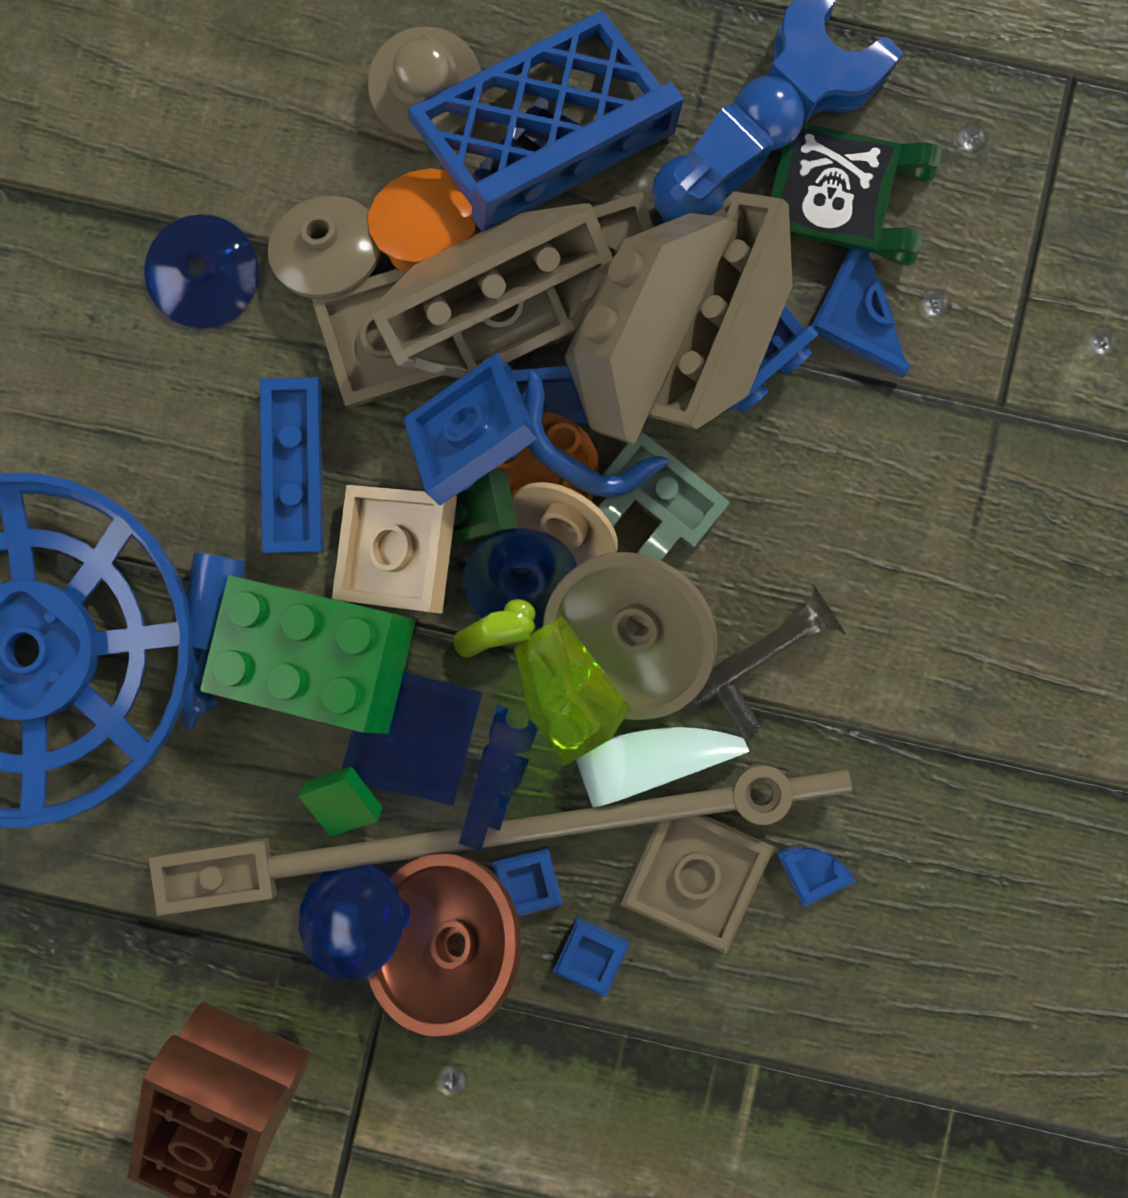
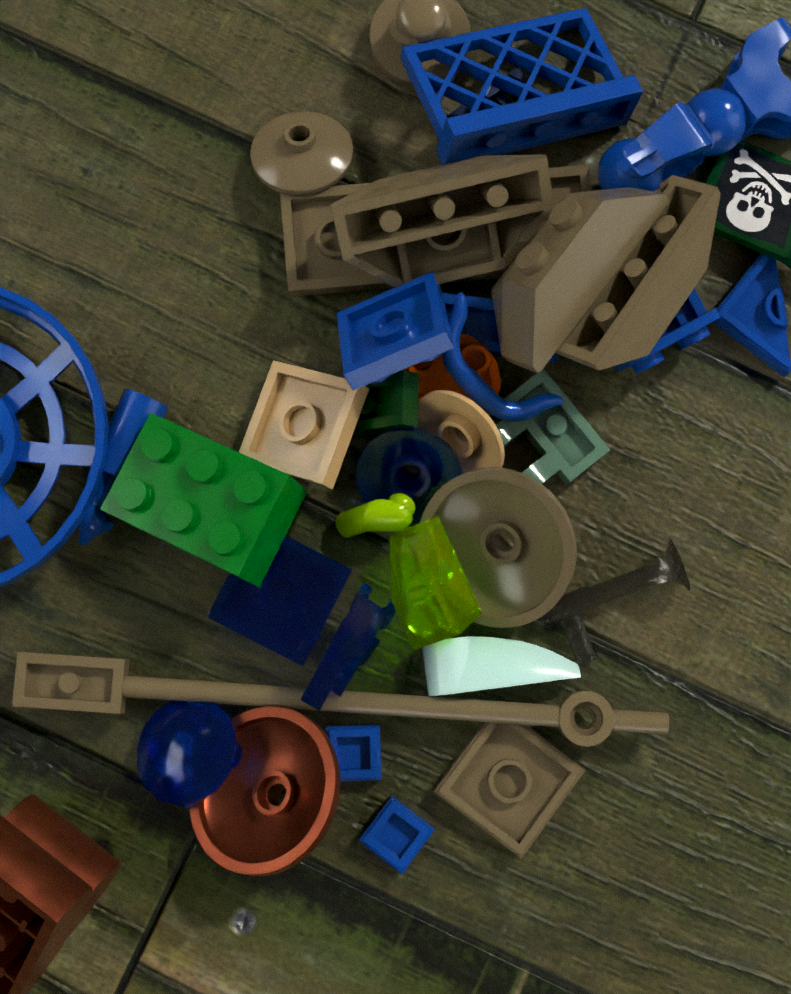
camera: 10 degrees right, 5 degrees down
(220, 290) = (190, 174): clear blue dish -> none
(291, 466) = (228, 334): blue plate -> none
(340, 801) = (202, 639): green tile -> none
(419, 217) = (390, 143): orange dish -> none
(813, 873) = (616, 802): blue tile -> none

